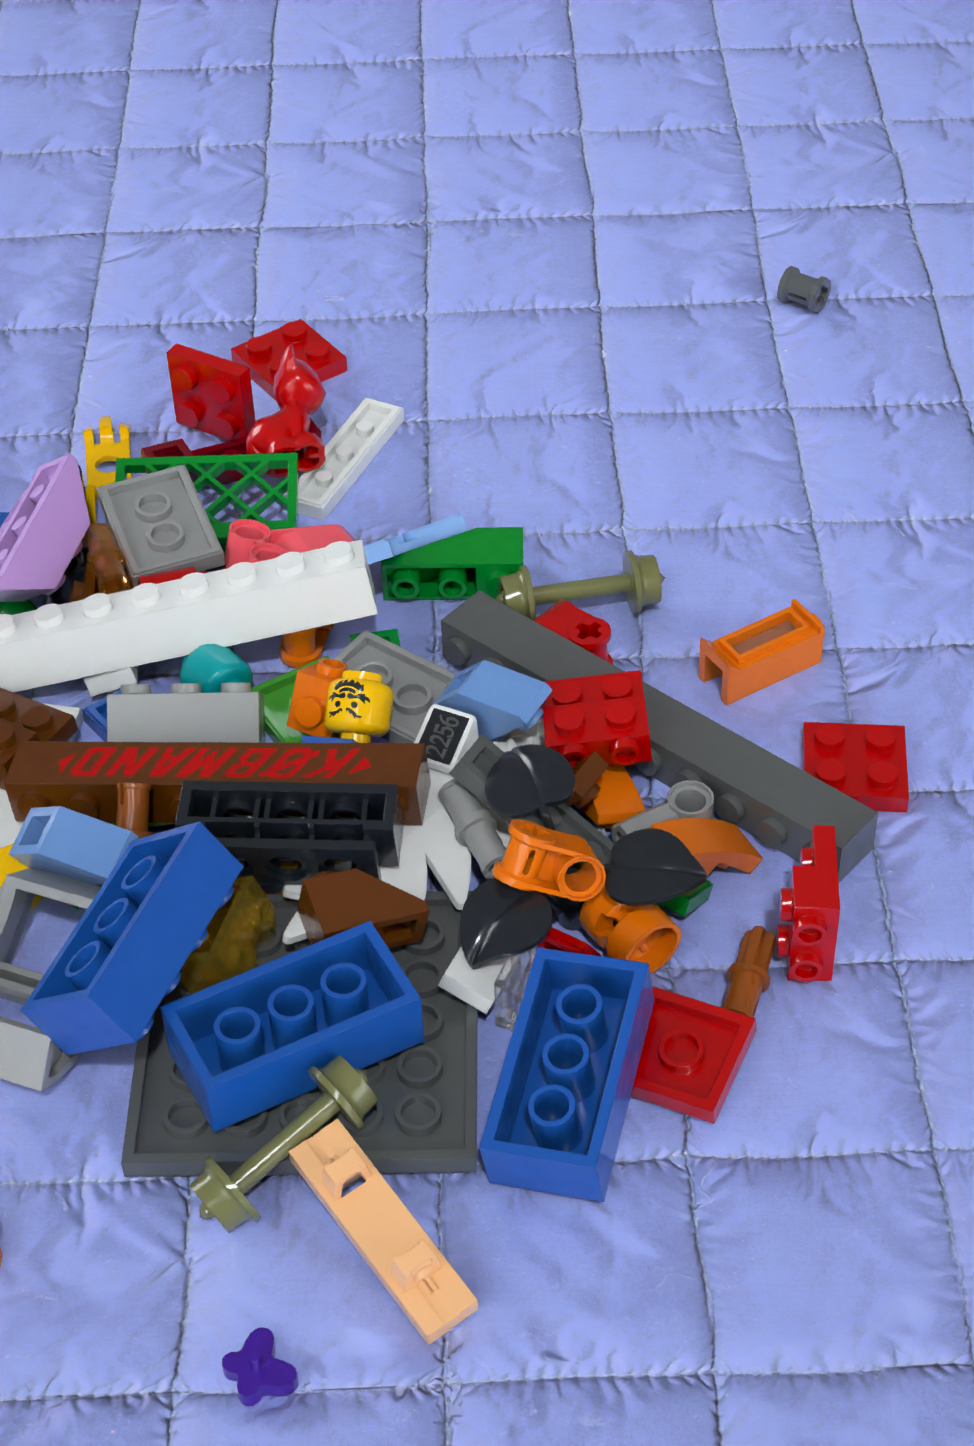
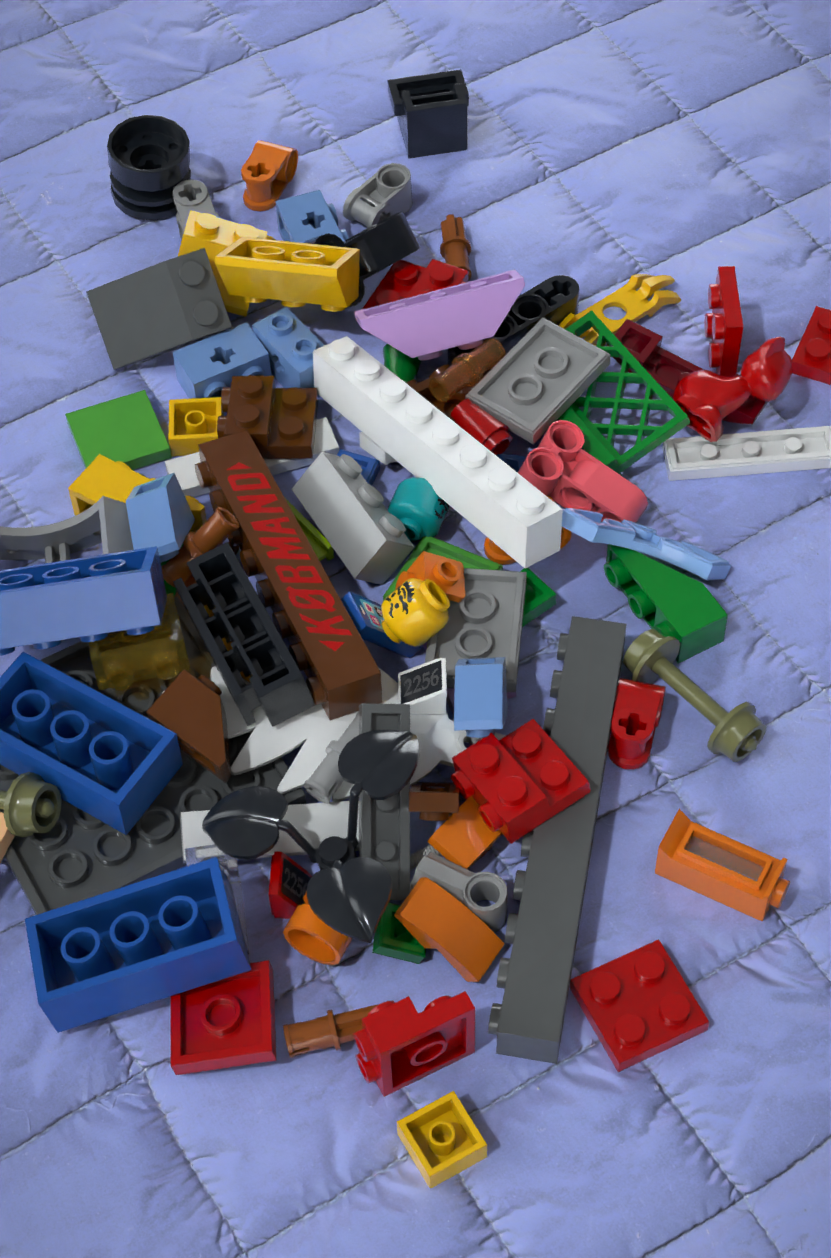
camera: 60 degrees right, 10 degrees up
(541, 856) = (313, 824): orange piece -> none
(909, 949) = (442, 1139): none -> yellow piece

